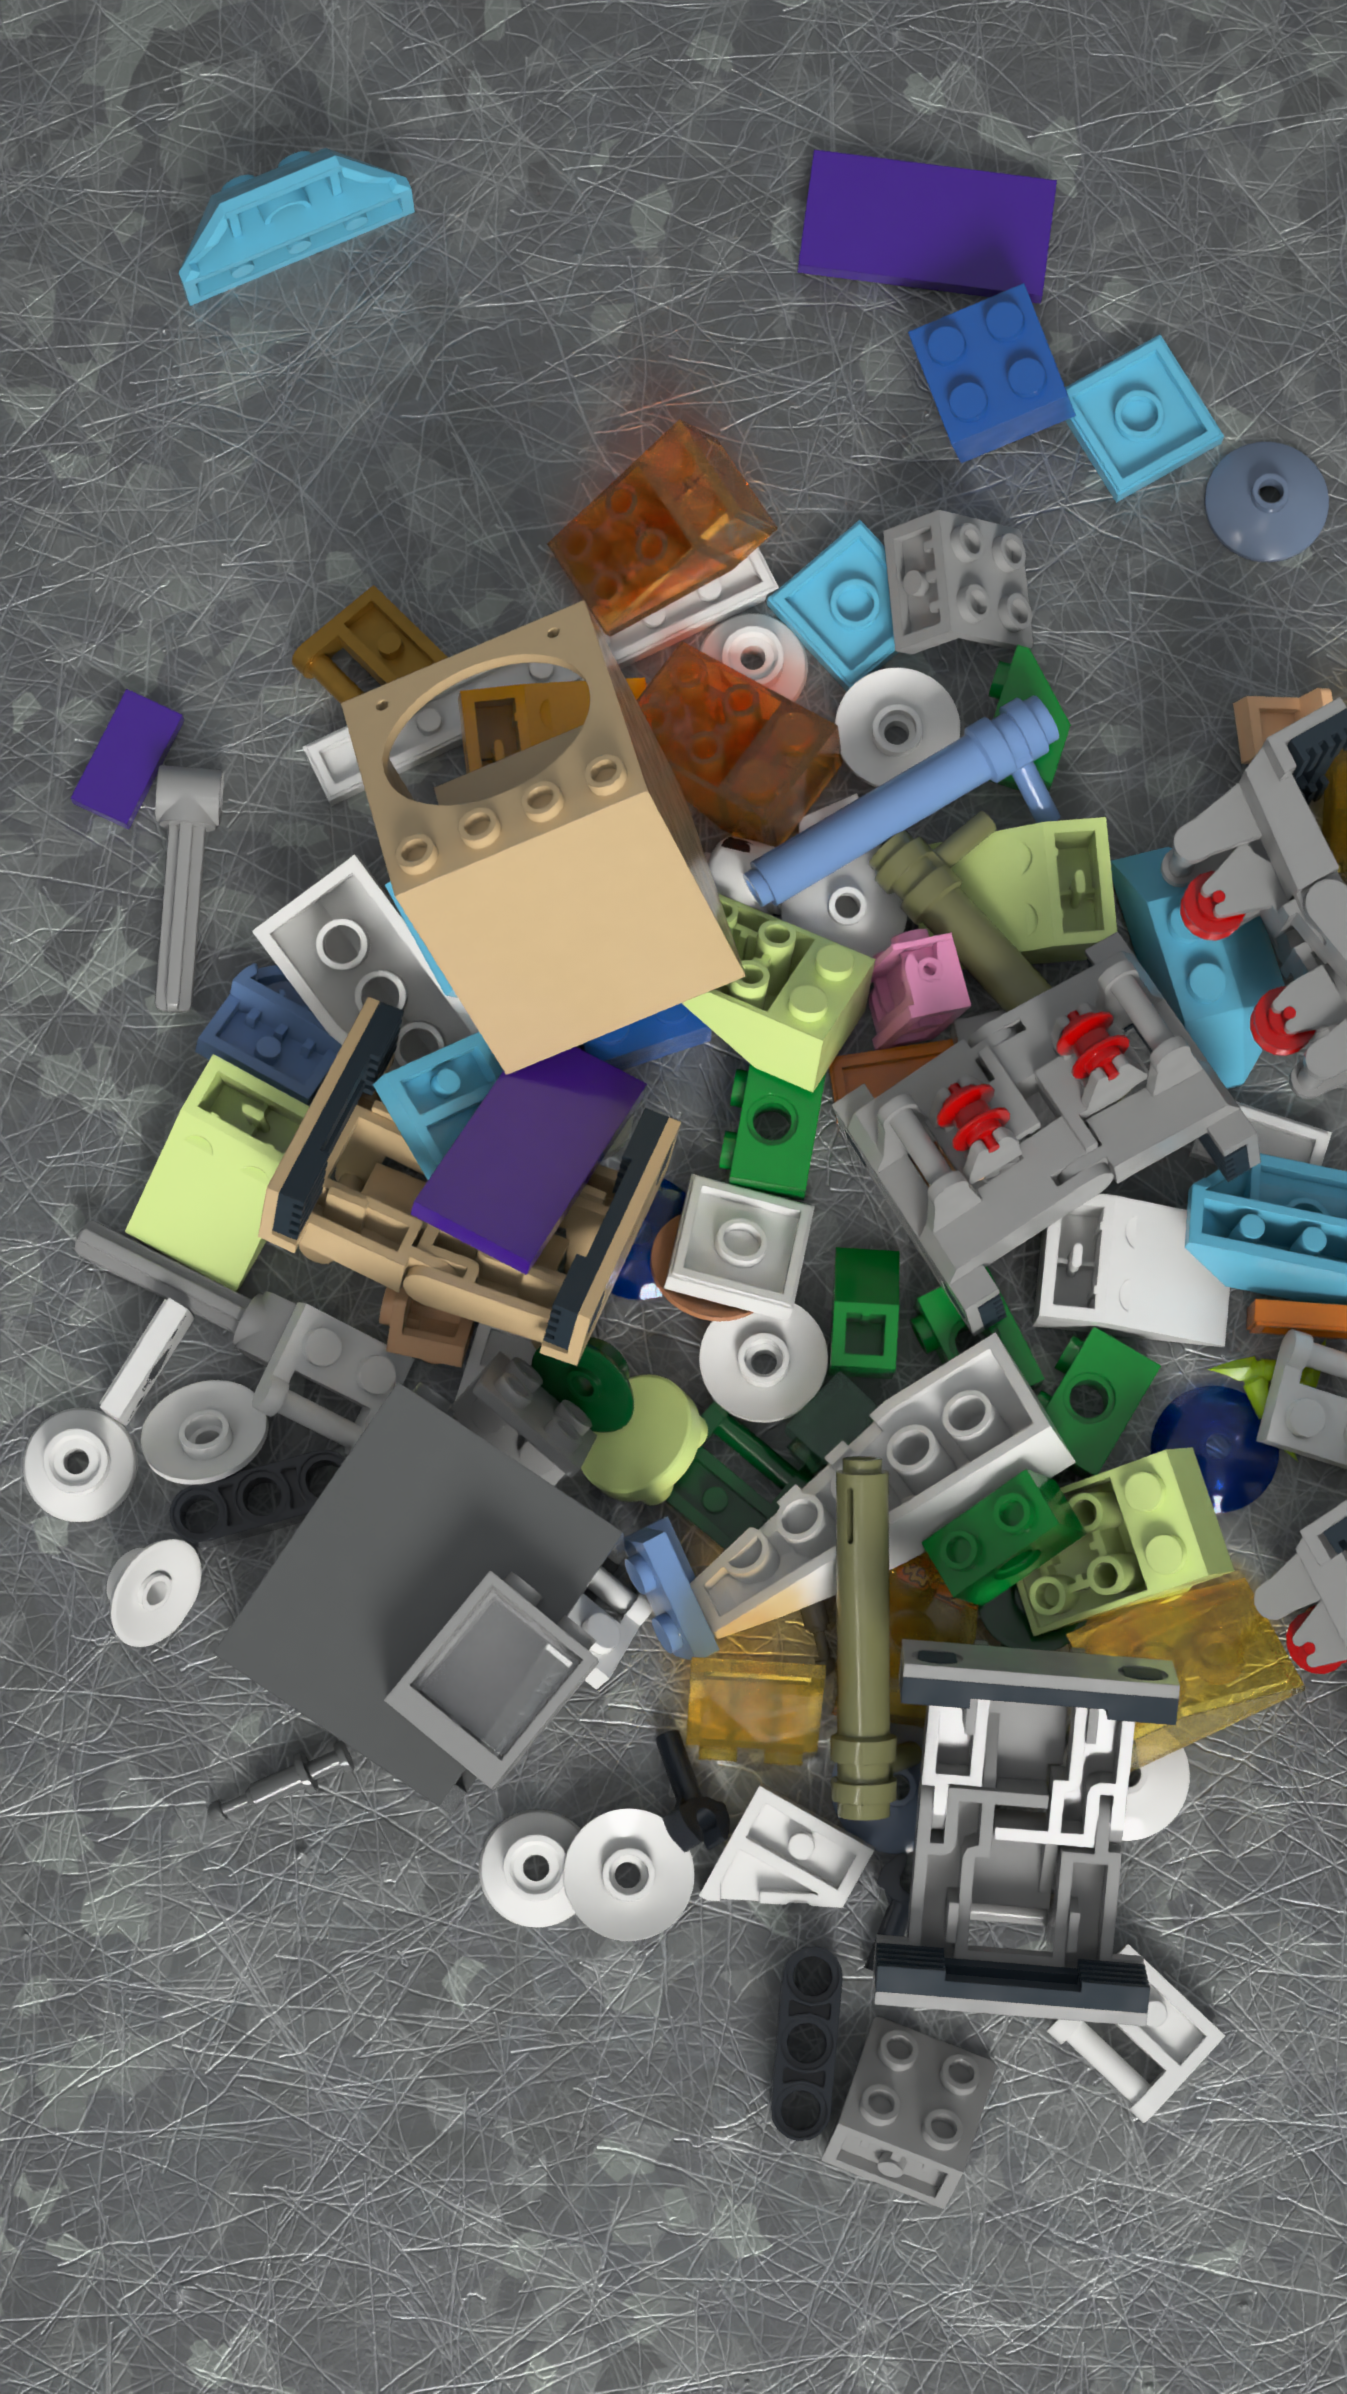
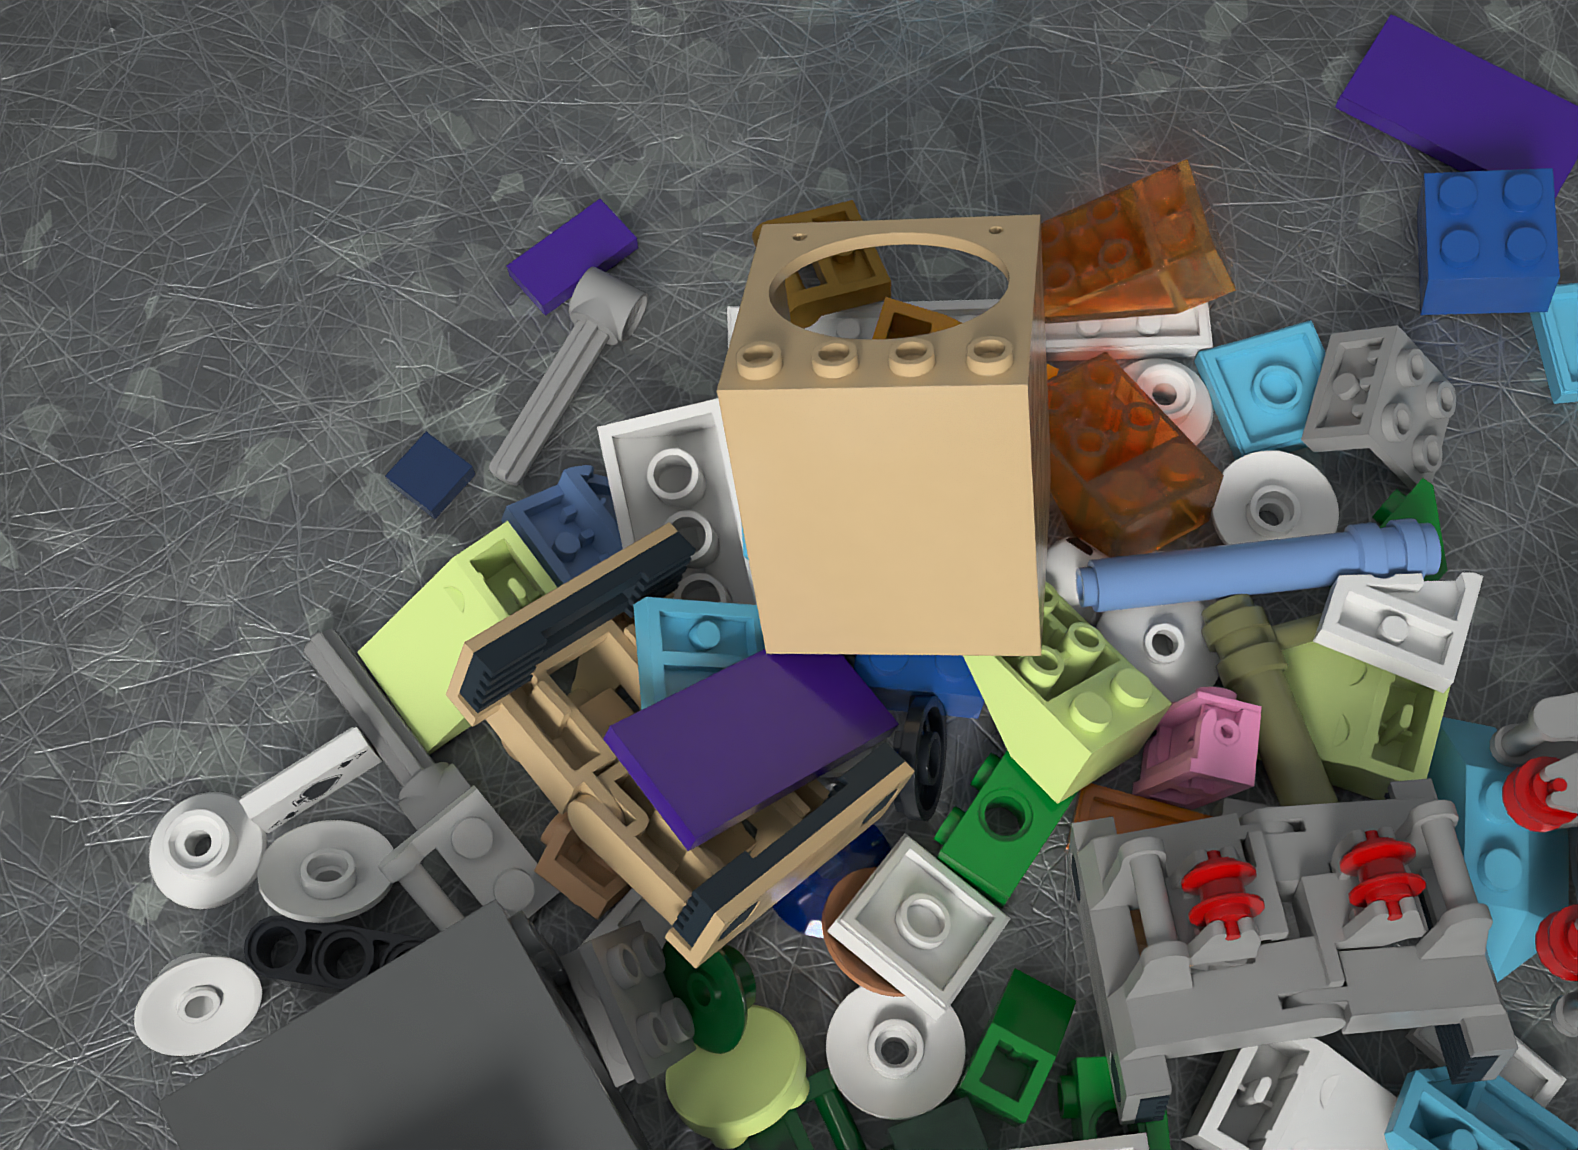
camera: 25 degrees right, 10 degrees down
(103, 1036) = (430, 475): none -> dark blue tile
(678, 1098) = (924, 749): none -> black wheel
(1044, 801) = (1401, 623): none -> white wing

